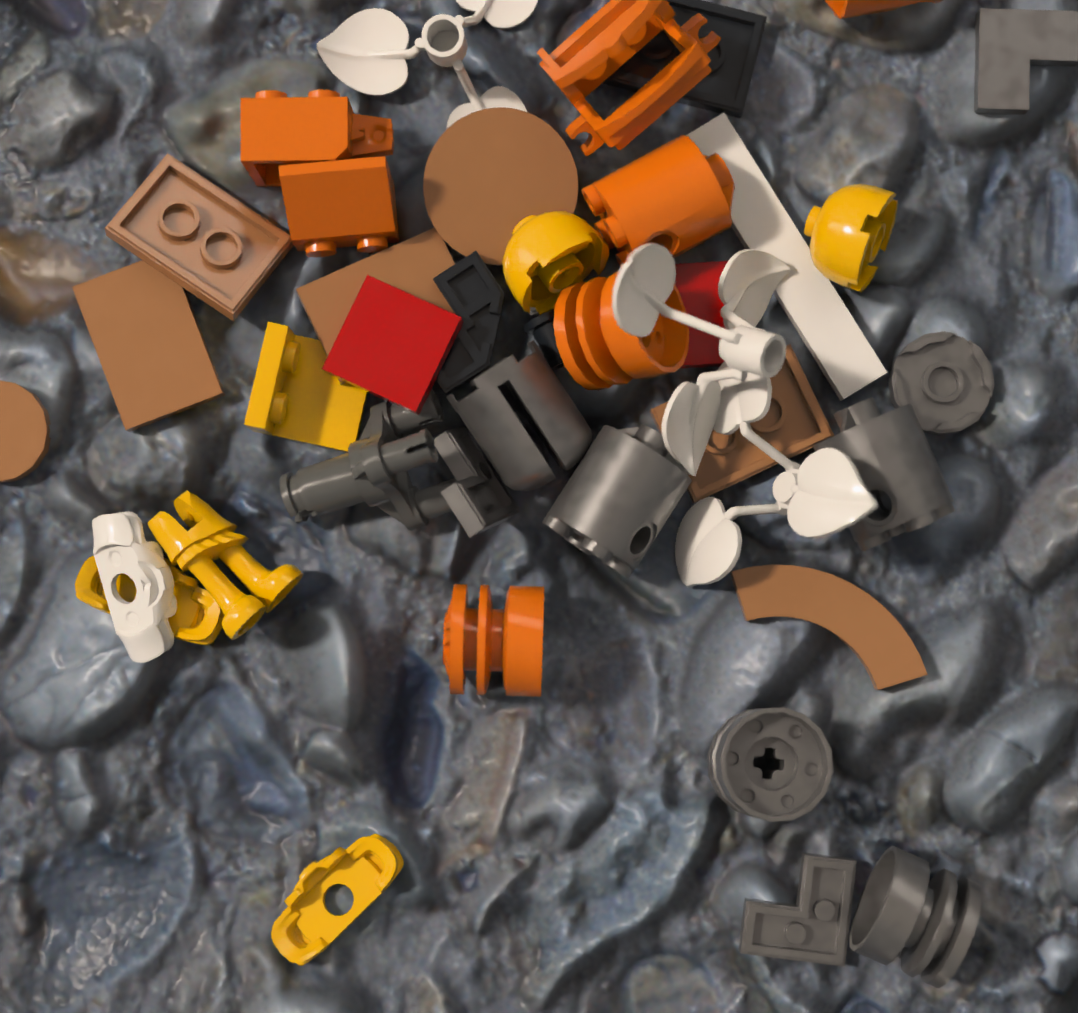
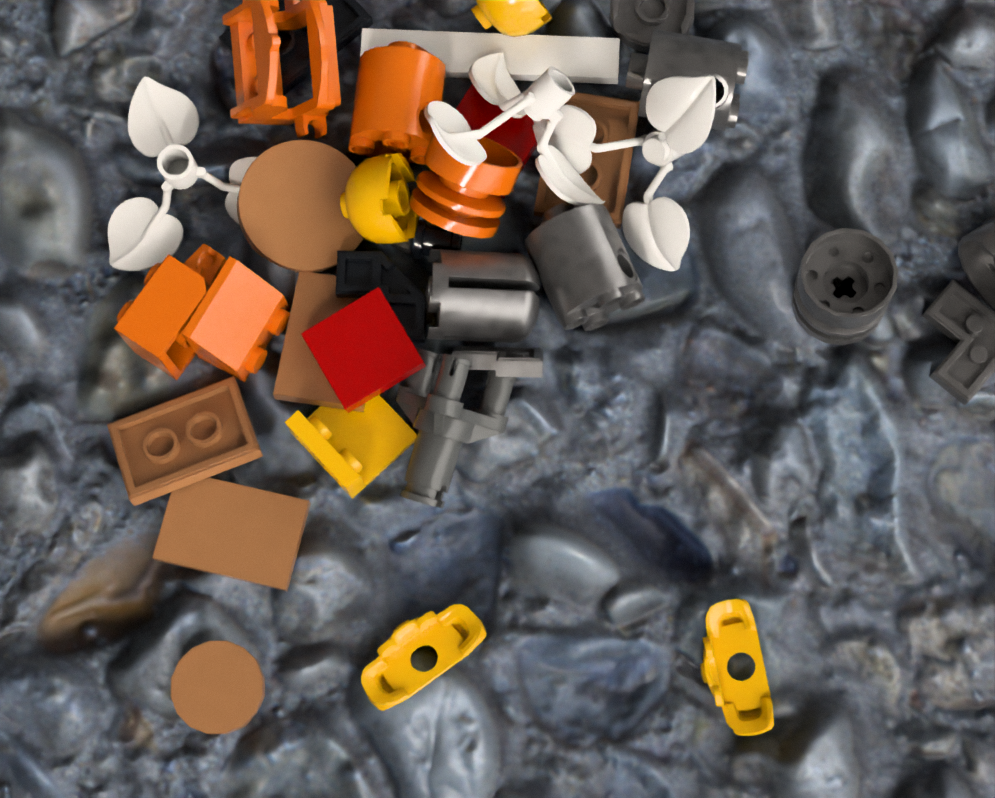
camera: 50 degrees left, 10 degrees down
(123, 549) = (438, 670): white piece -> none
(214, 539) = (403, 587): yellow piece -> none
(495, 640) = (633, 408): orange wheel -> none
(839, 608) = (761, 176): medium nougat tile -> none

